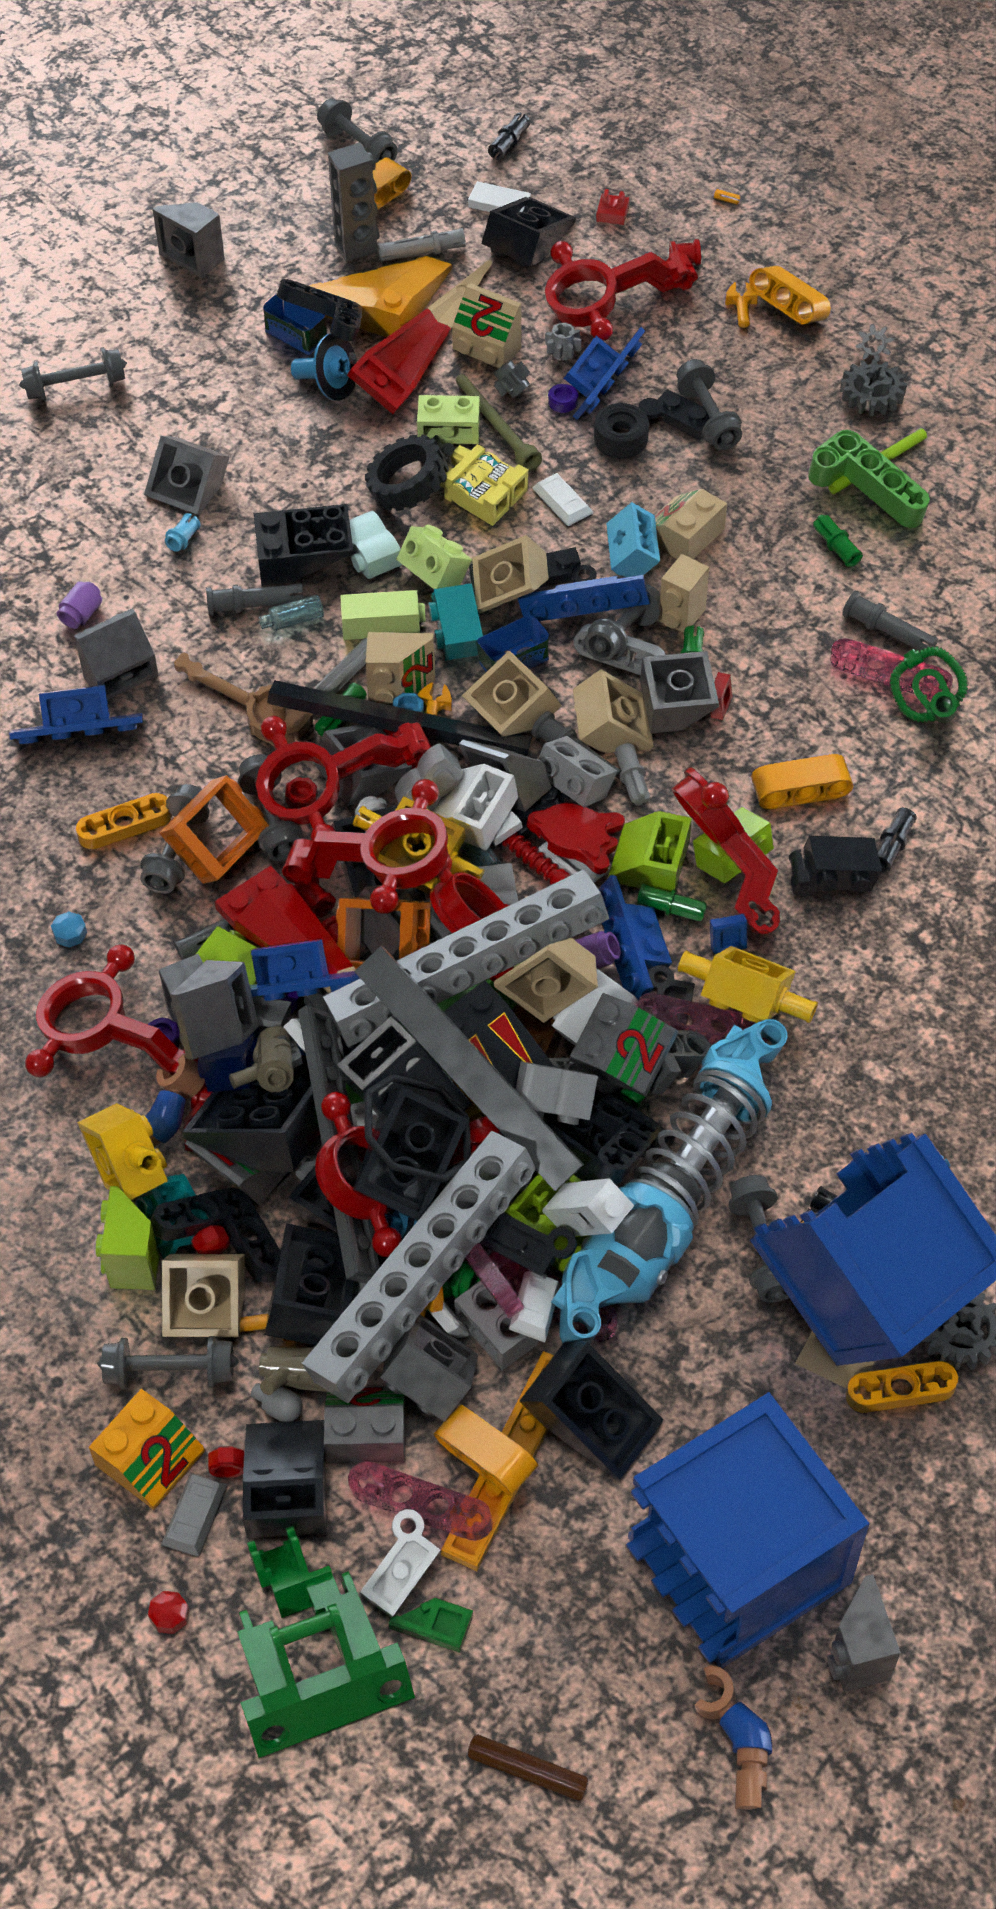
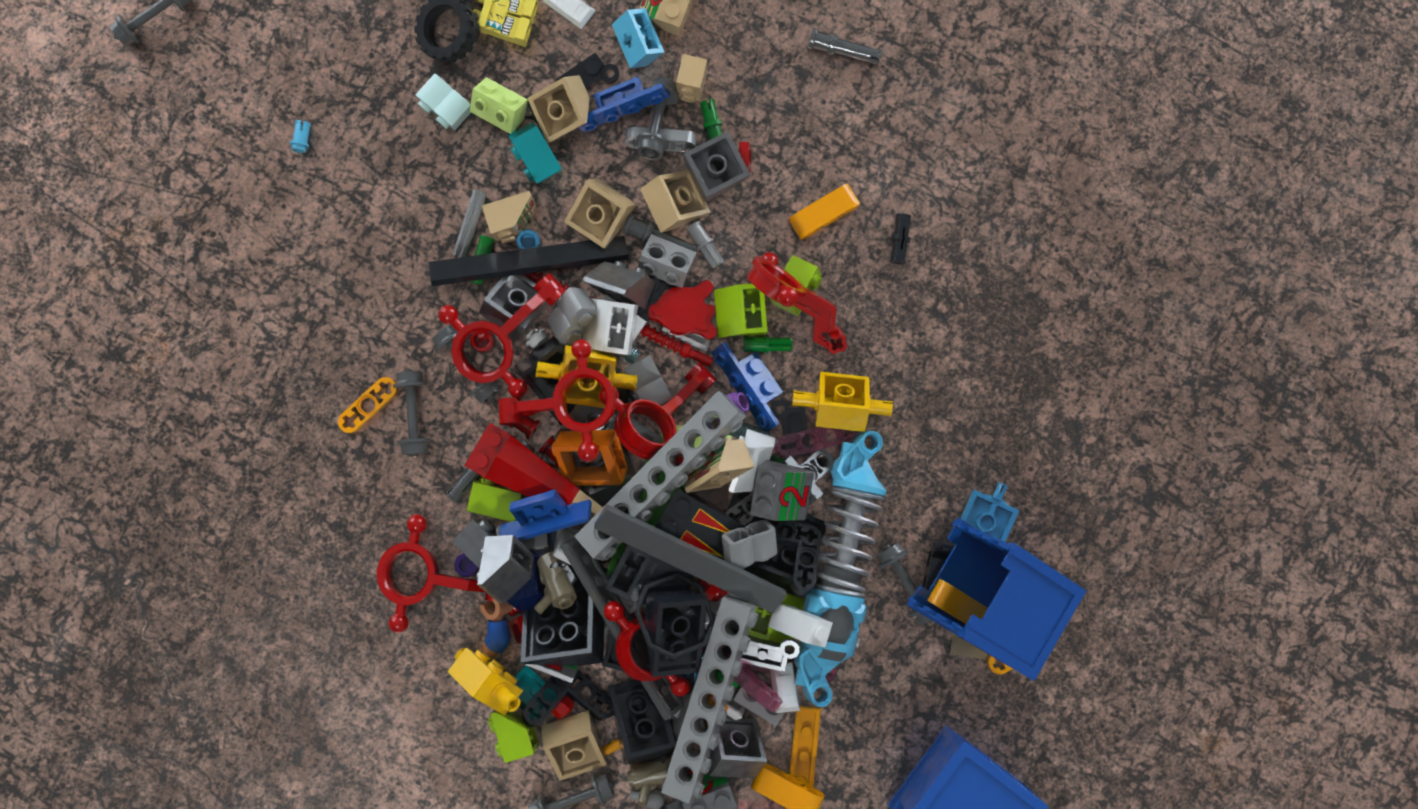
camera: 25 degrees left, 30 degrees up
(69, 929) = (369, 505): dark azure tile -> none
(75, 711) = (295, 331): blue bracket -> none
(79, 604) = (254, 230): medium lavender brick -> none
(116, 654) = (303, 274): flat silver slope -> none
(185, 474) = (279, 80): flat silver slope -> none
(192, 850) = (455, 406): orange window -> none
(237, 599) = (368, 185): dark grey pin -> none
(255, 702) = (420, 273): medium nougat piece -> none
(292, 613) = (412, 184): clear light blue cylinder -> none
(301, 541) = (394, 120): black slope -> none
(381, 613) = (478, 165): yellowish green brick -> none
(441, 702) = (544, 233): light orange bar -> none
(493, 645) = (581, 154): blue piece -> none
(592, 1408) = (840, 739): black slope -> none
(728, 932) = (814, 358): blue tile -> none
(835, 865) = (869, 277): black hinge -> none
(890, 660) = (856, 82): clear pink beam -> none
(943, 704) = (903, 113): green piece -> none

